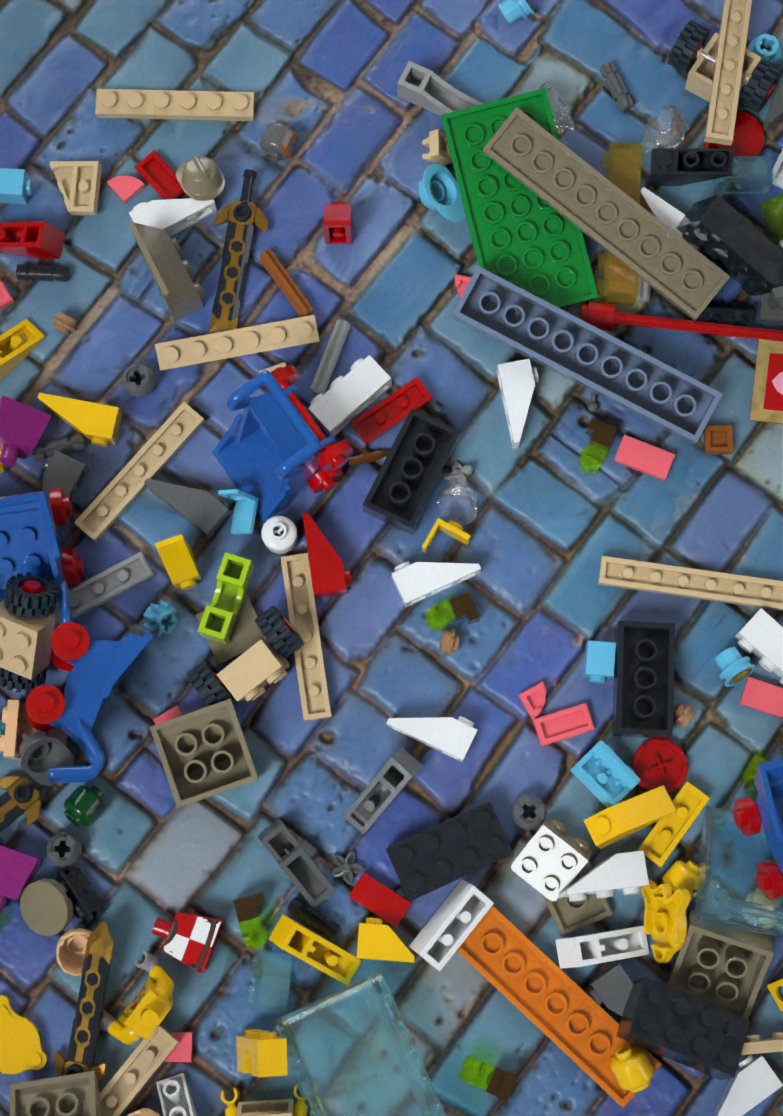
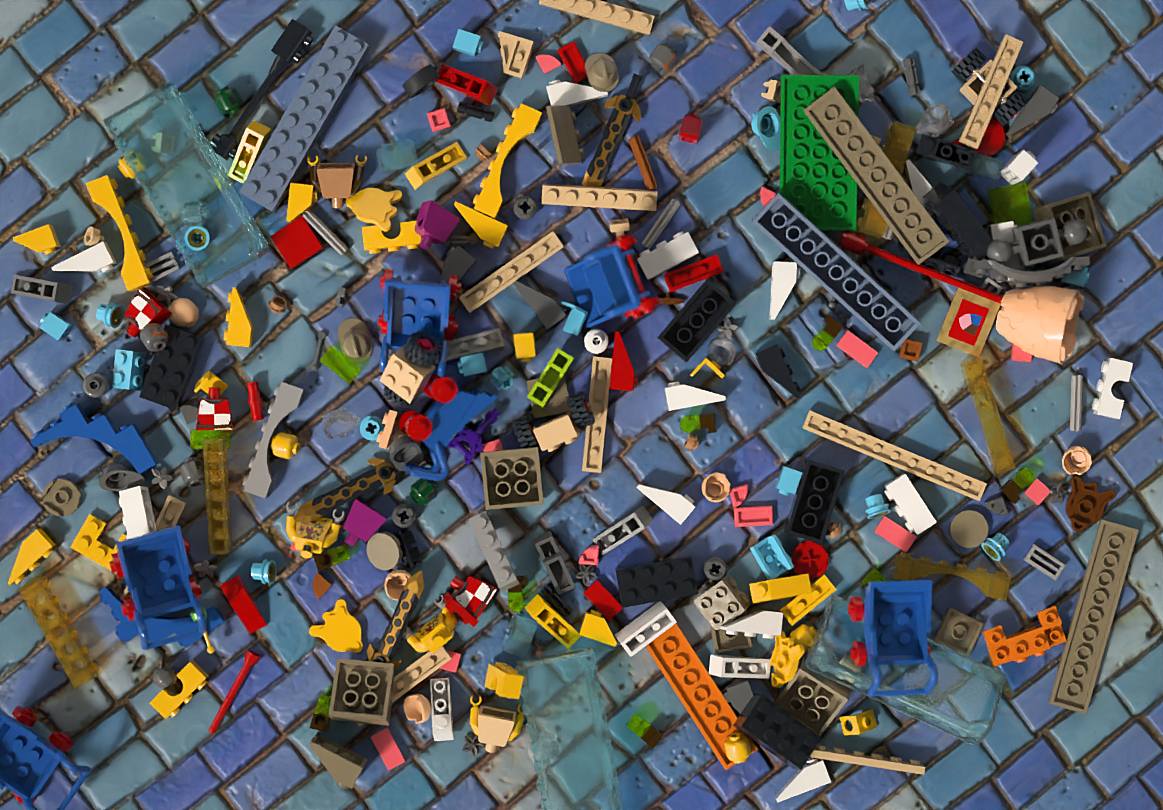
camera: 10 degrees right, 10 degrees up
(110, 273) = (524, 124): none -> yellow arch
(114, 610) = (472, 364): none -> medium azure brick
(138, 713) = (473, 437): none -> dark purple piece
(163, 961) = (453, 606): none -> red plate
(203, 867) = (493, 551): none -> light grey arch
(345, 840) = (590, 555): none -> coral tile
(499, 695) = (716, 487): none -> light nougat hair
(537, 509) = (773, 365): none -> black slope

